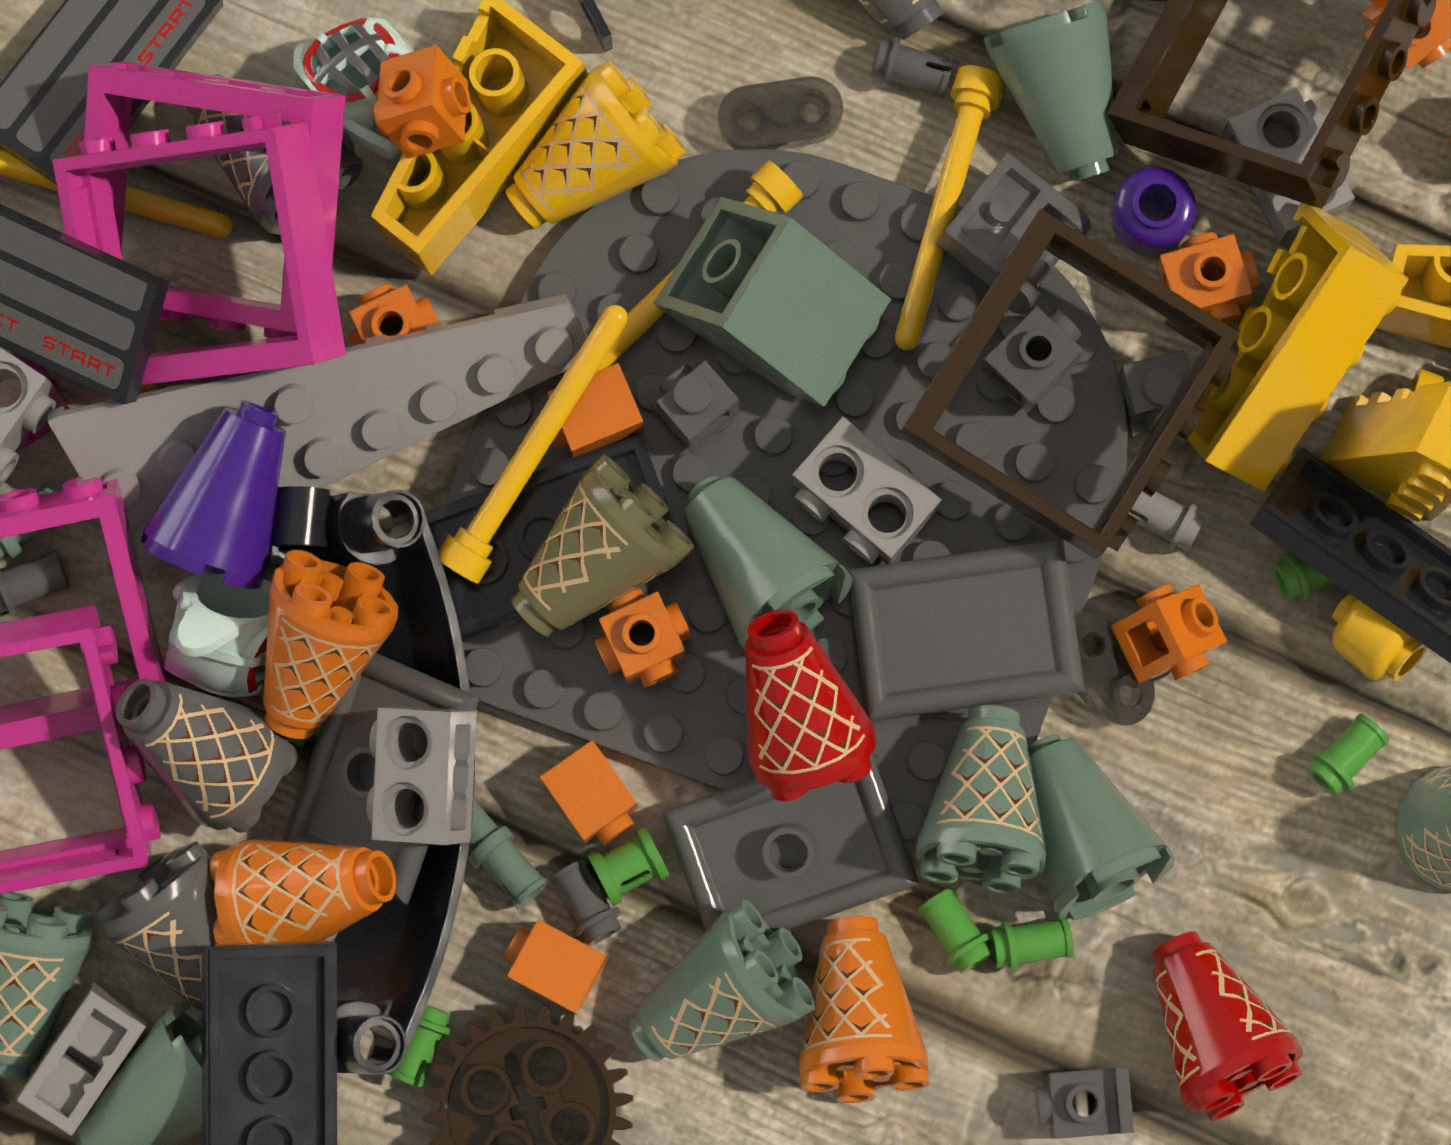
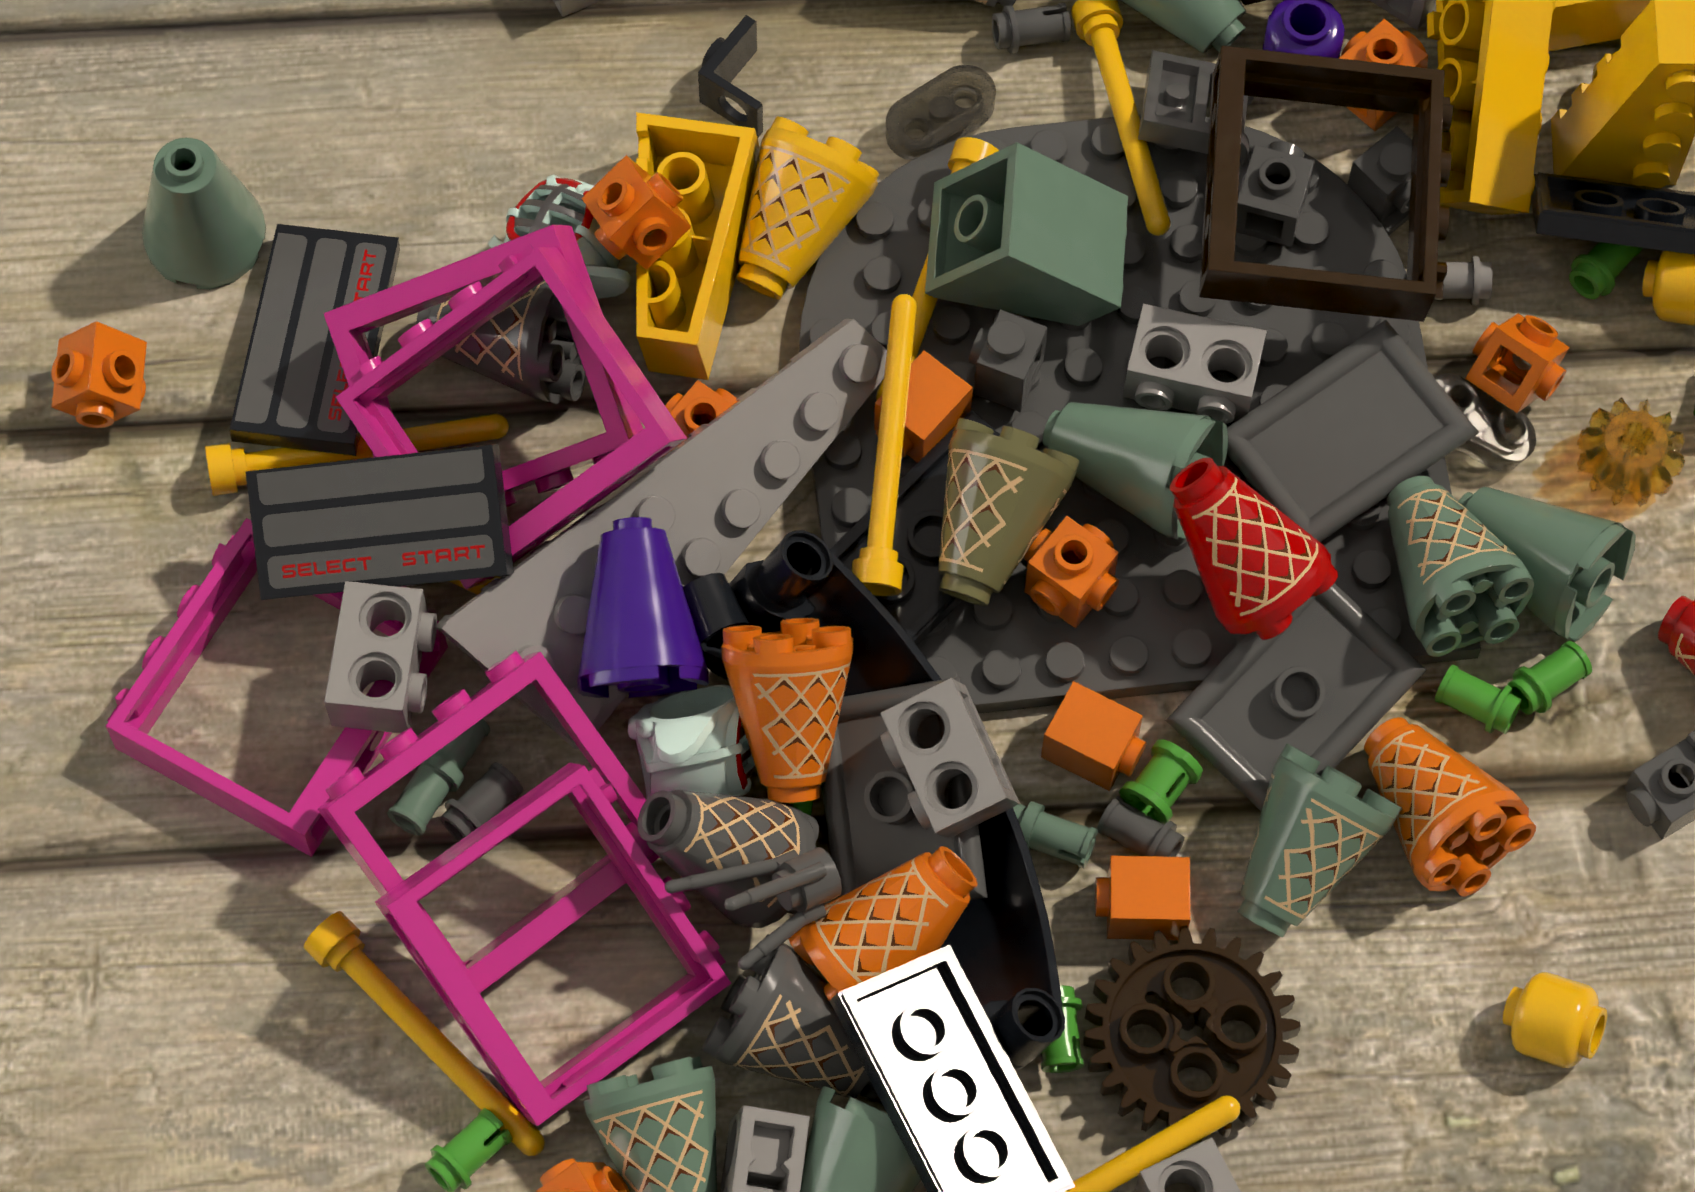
camera: 30 degrees left, 15 degrees down
(237, 823) = (797, 882): none -> dark grey plant
(1240, 786) = (1621, 470): none -> clear yellow gear

